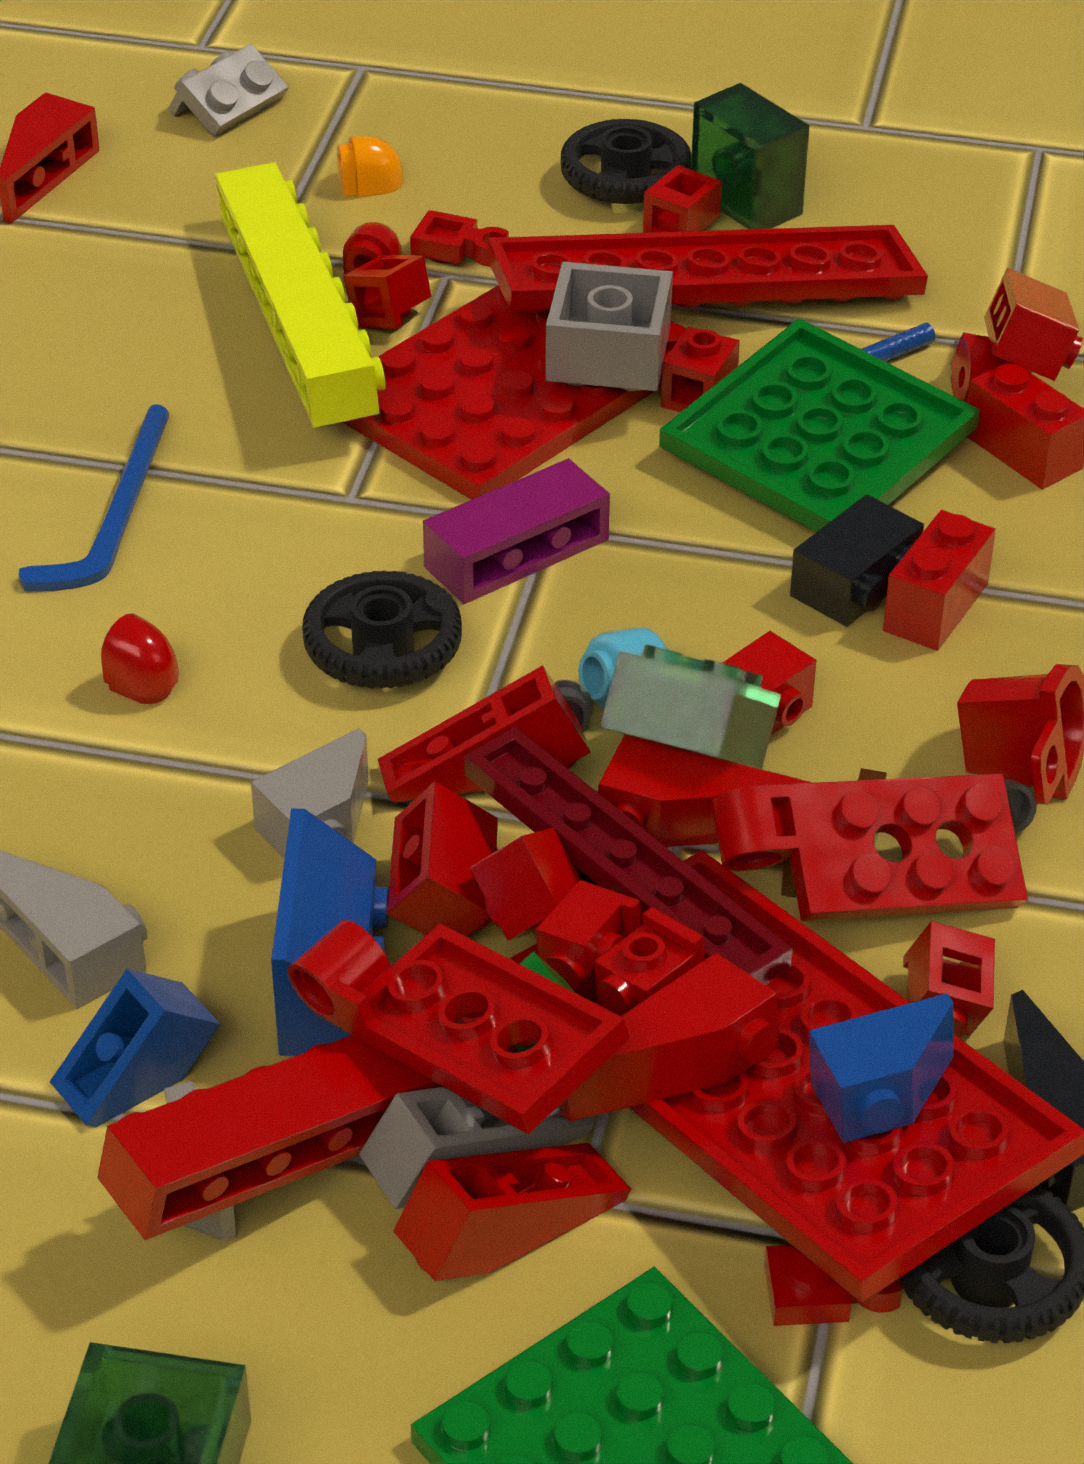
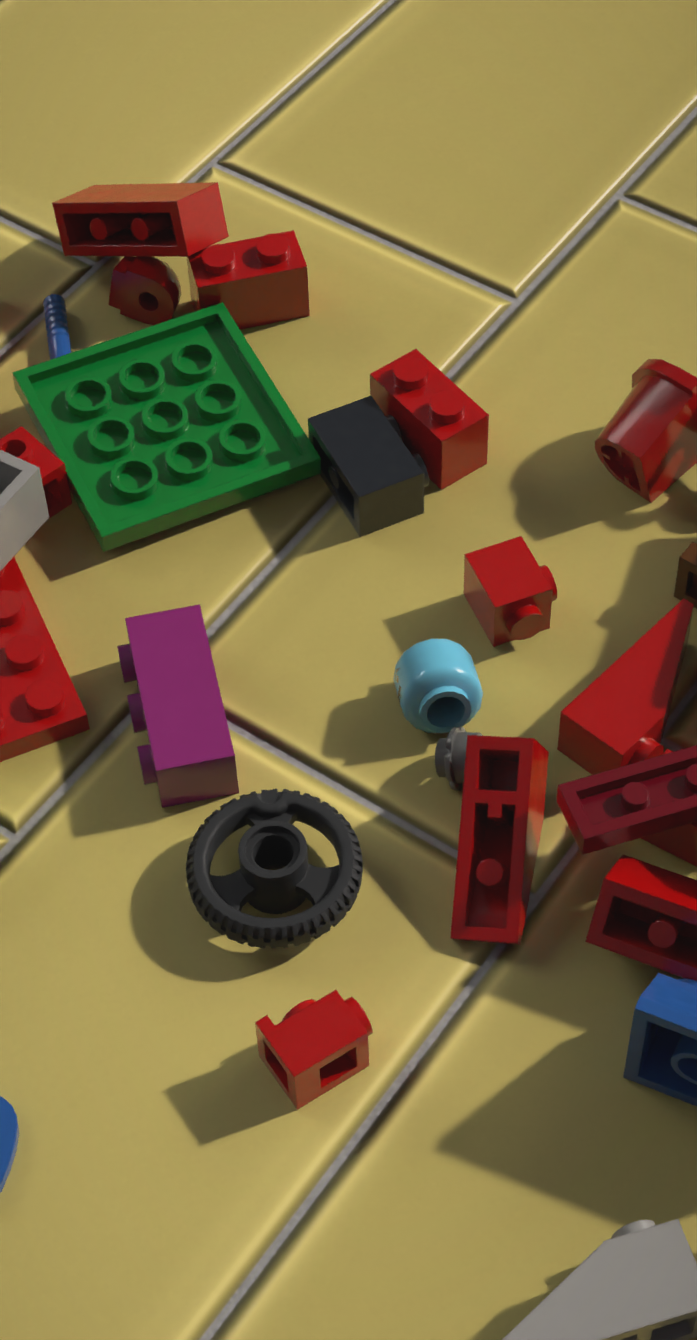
camera: 65 degrees left, 10 degrees up
(138, 660) = (219, 1108): red piece -> none
(221, 698) = (315, 1046): none -> red brick
(324, 782) = (518, 1006): light grey slope -> none
(691, 705) = (566, 645): clear green brick -> none

